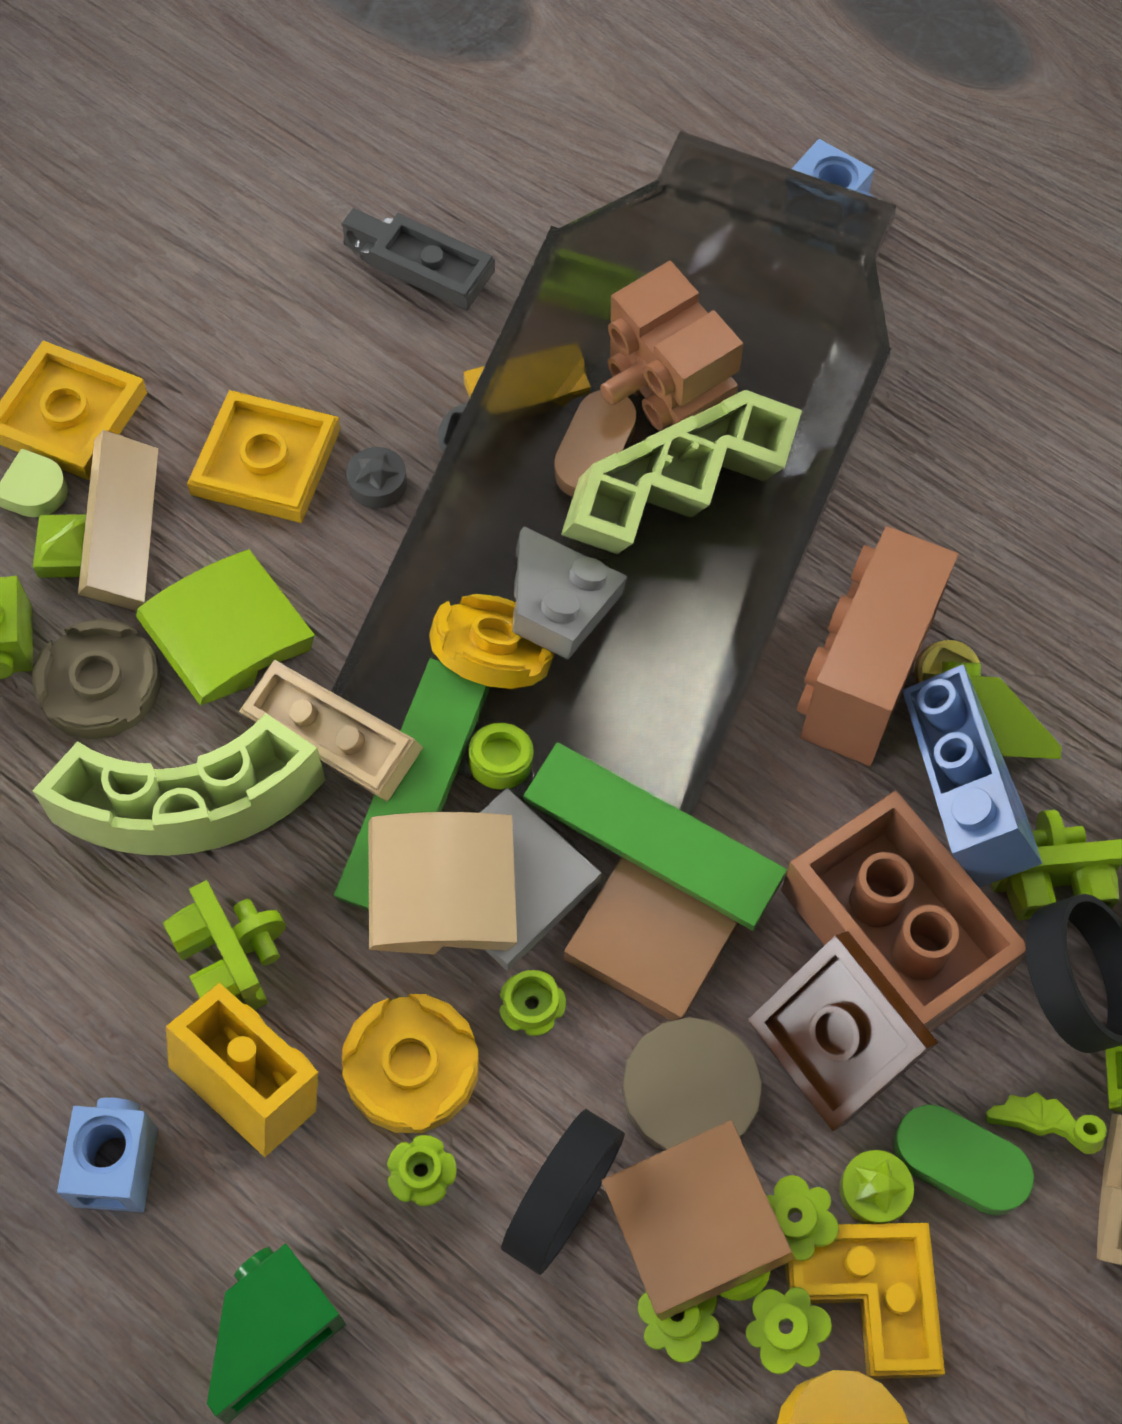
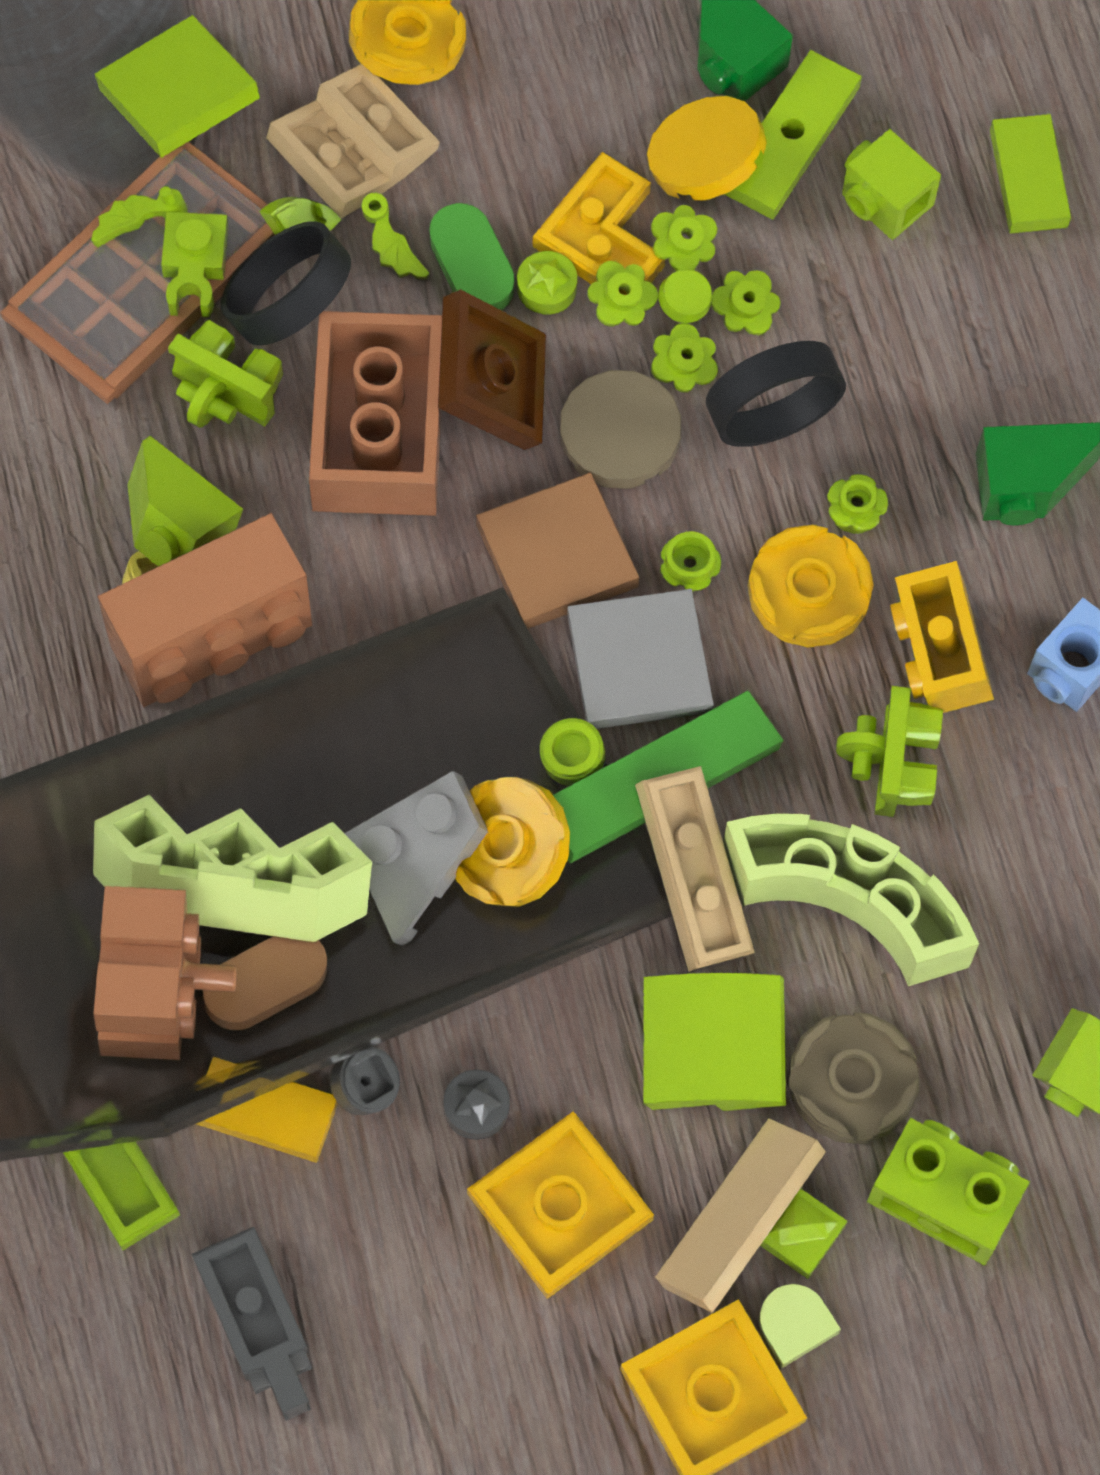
camera: 145 degrees left, 5 degrees up
(441, 882) = (700, 667): tan slope -> none
(655, 836) = (506, 603): bright green tile -> none
(697, 1220) = (690, 326): medium nougat tile -> none
(970, 779) = (246, 447): medium blue slope -> none

